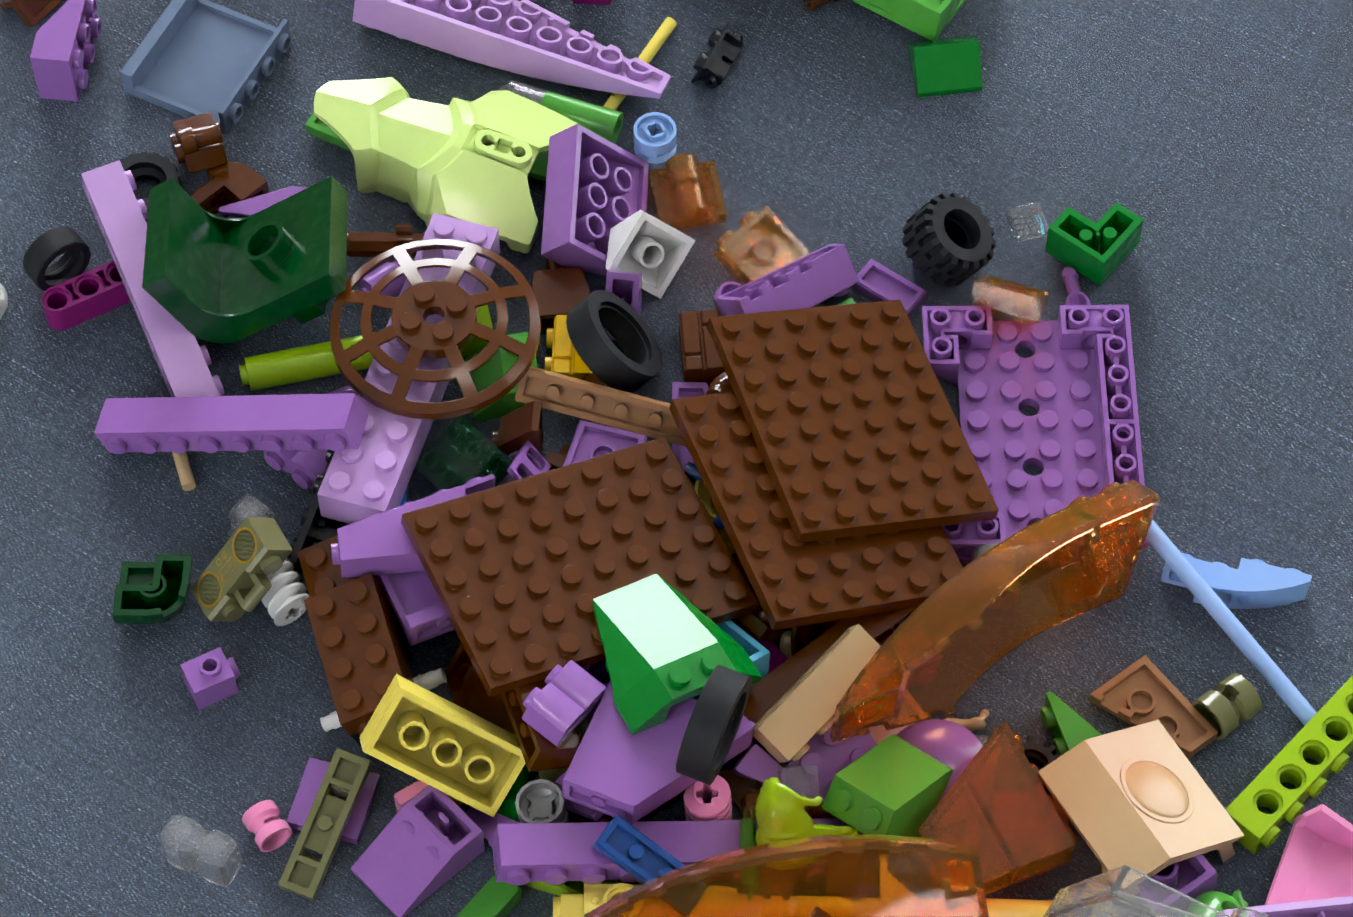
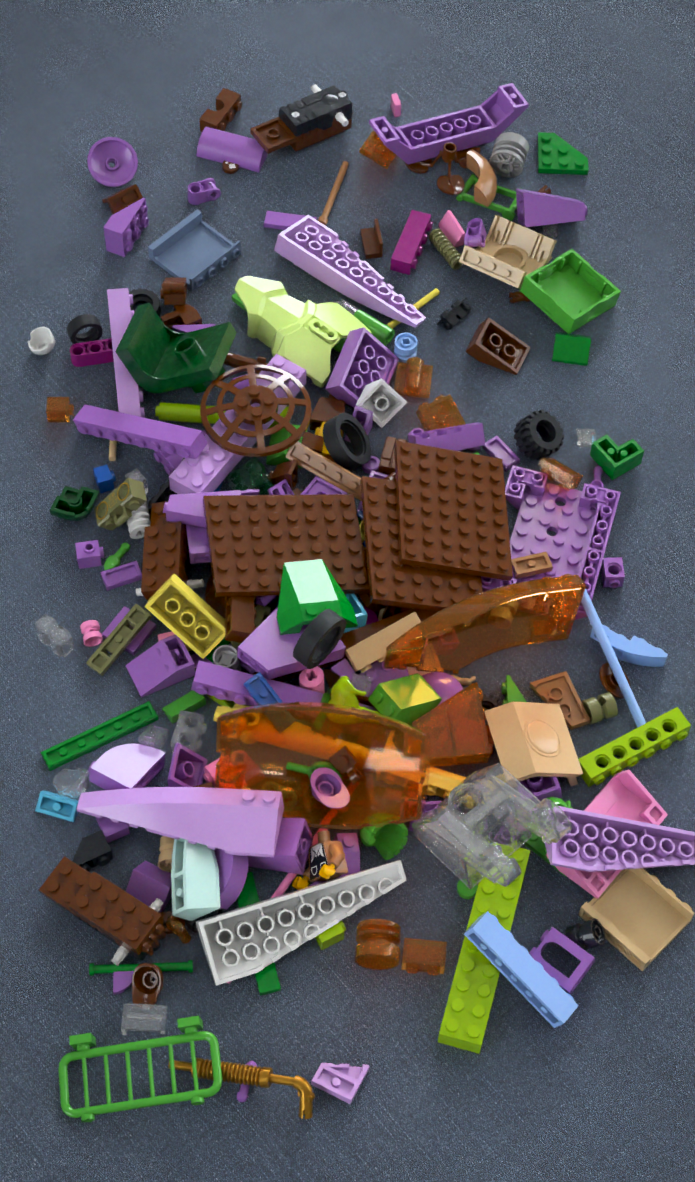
camera: 15 degrees right, 0 degrees up
(59, 420) = (59, 409): none -> clear orange brick
(188, 528) = (104, 478): none -> blue plate
(259, 678) = (114, 560): none -> bright green piece
(283, 701) = (121, 575): none -> medium lavender tile
(555, 358) = (313, 442): none -> reddish brown slope
(563, 702) = (251, 609): medium lavender brick -> none
(671, 372) = (372, 464): none -> medium lavender tile
(816, 97) = (497, 347): none -> reddish brown slope
(1020, 479) = (531, 565): none -> medium nougat plate
(1162, 441) = (615, 566): none -> medium lavender brick
(1227, 653) = (609, 681): none -> reddish brown dish

